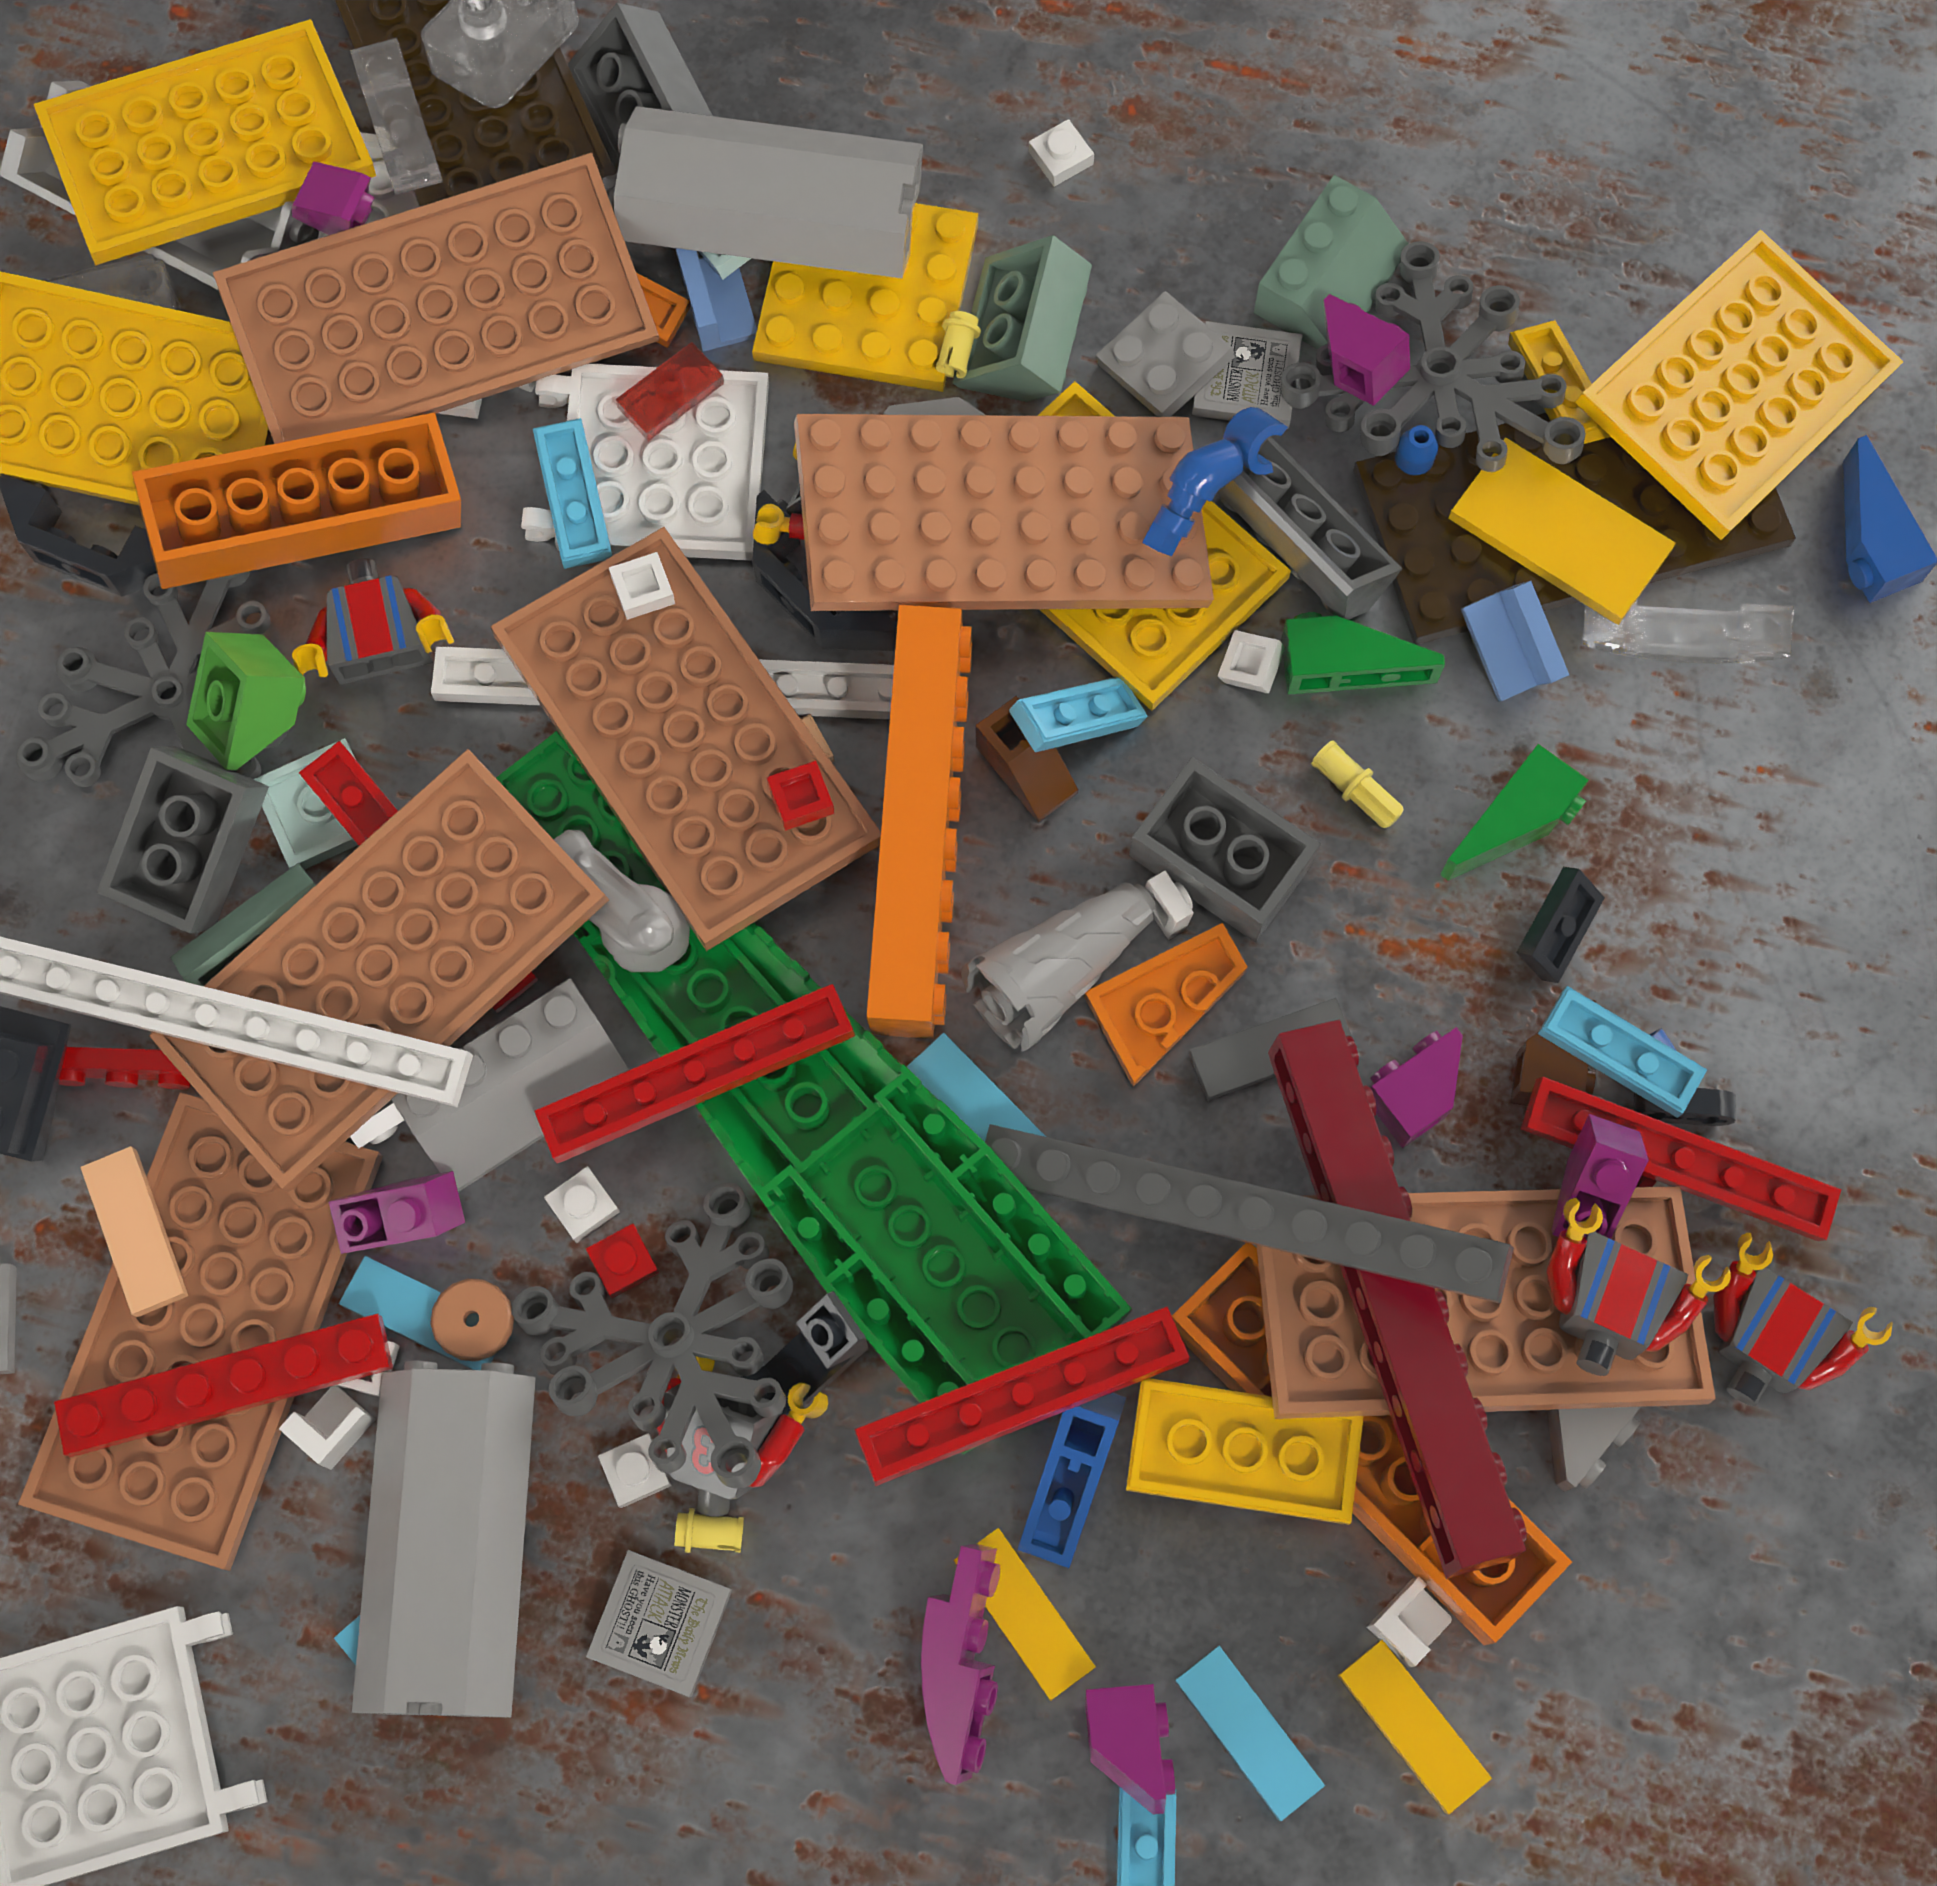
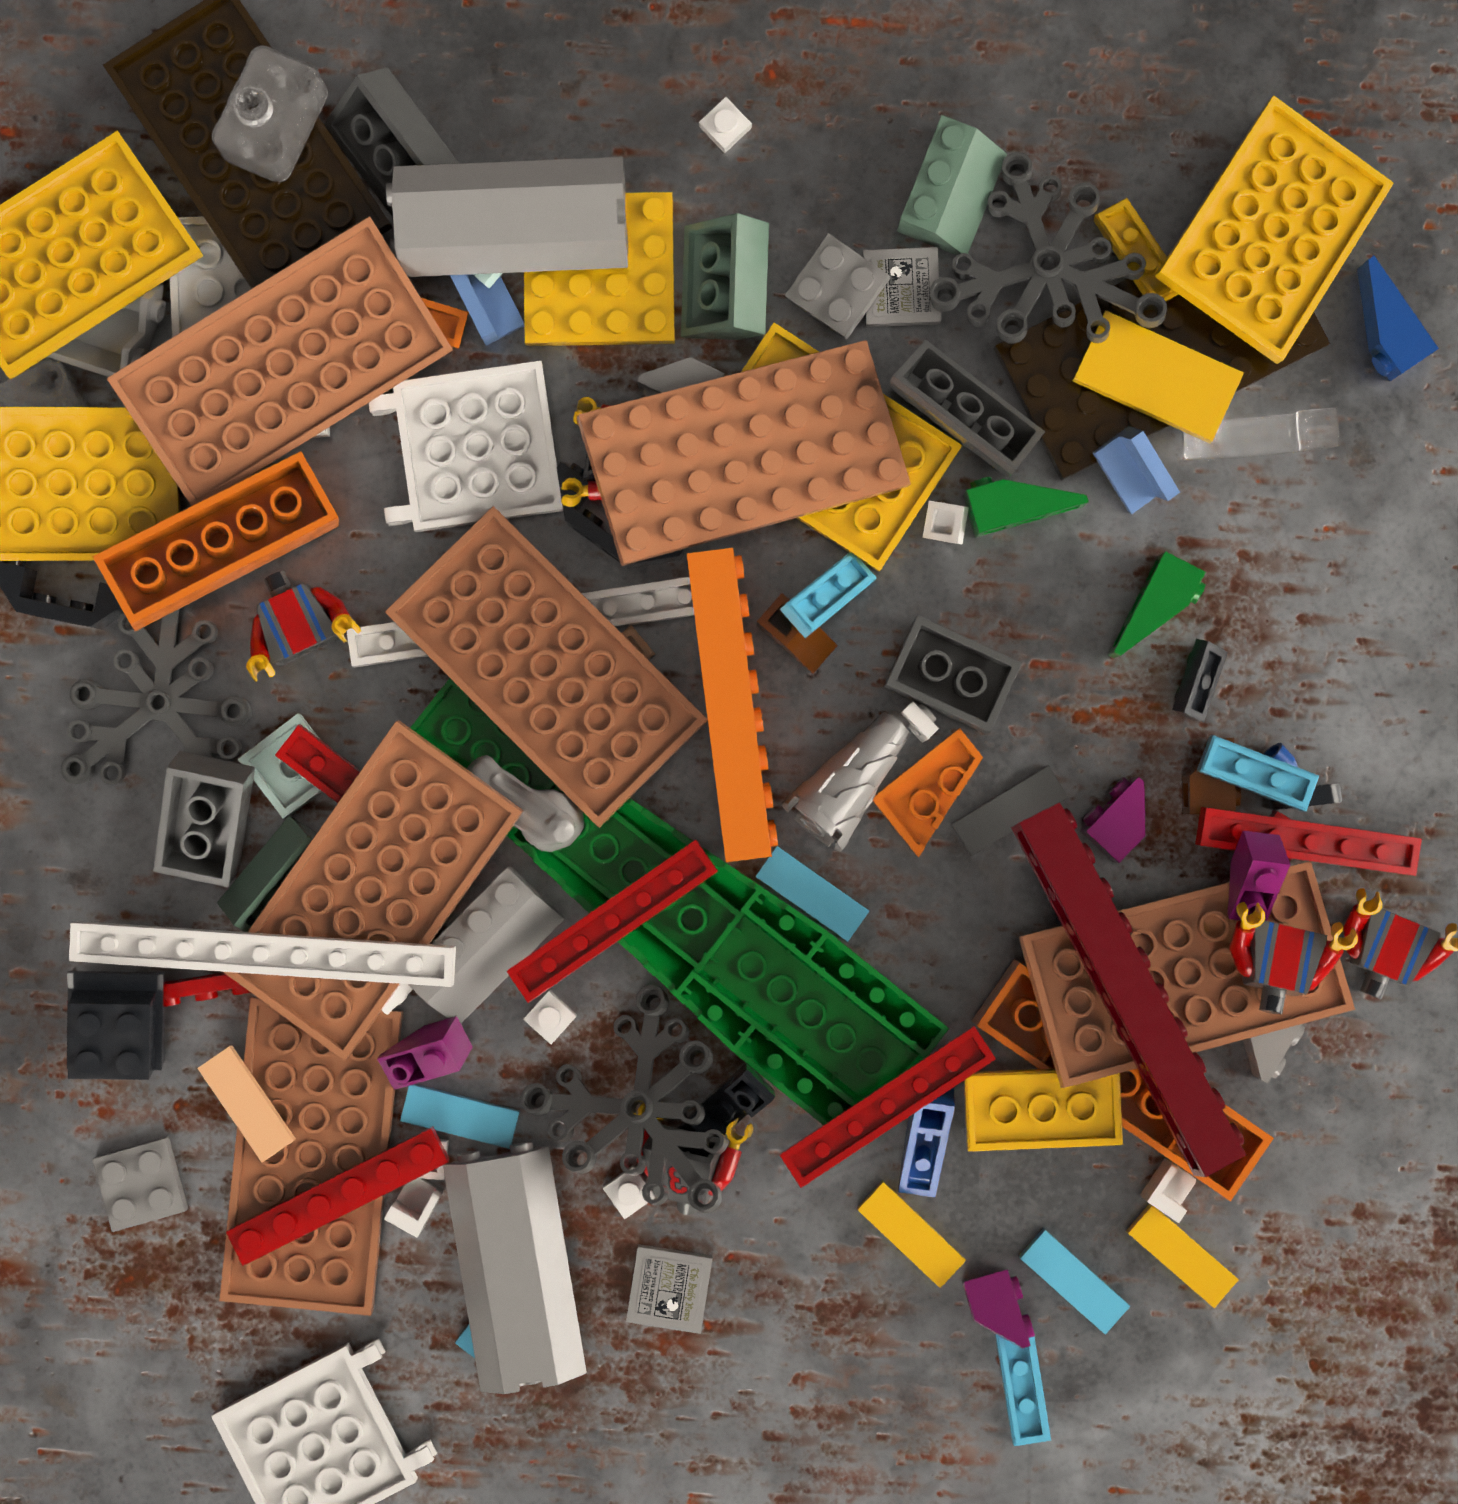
camera: 10 degrees left, 15 degrees up
(243, 696) = (218, 704): bright green slope -> none
(333, 199) = (181, 295): magenta slope -> none
(396, 116) = (210, 212): clear slope -> none
(454, 1307) = (480, 1118): nougat piece -> none
(572, 493) = (418, 490): medium azure tile -> none
(622, 1260) = (587, 1050): red plate -> none
(642, 585) = (489, 562): white plate -> none
(670, 391) = (471, 393): clear red plate -> none
(708, 1532) = (686, 1225): light yellow pin -> none
(800, 795) = (643, 705): red plate -> none
(954, 1684) = (872, 1285): magenta slope -> none
(957, 344) = (679, 308): light yellow pin -> none
(1208, 470) = (896, 396): blue piece -> none
(1257, 1214) = (1021, 954): dark grey plate -> none
(1357, 784) = (1038, 601): light yellow axle -> none
(1364, 350) = (989, 264): magenta slope -> none
(1416, 450) = (1036, 339): blue hose -> none

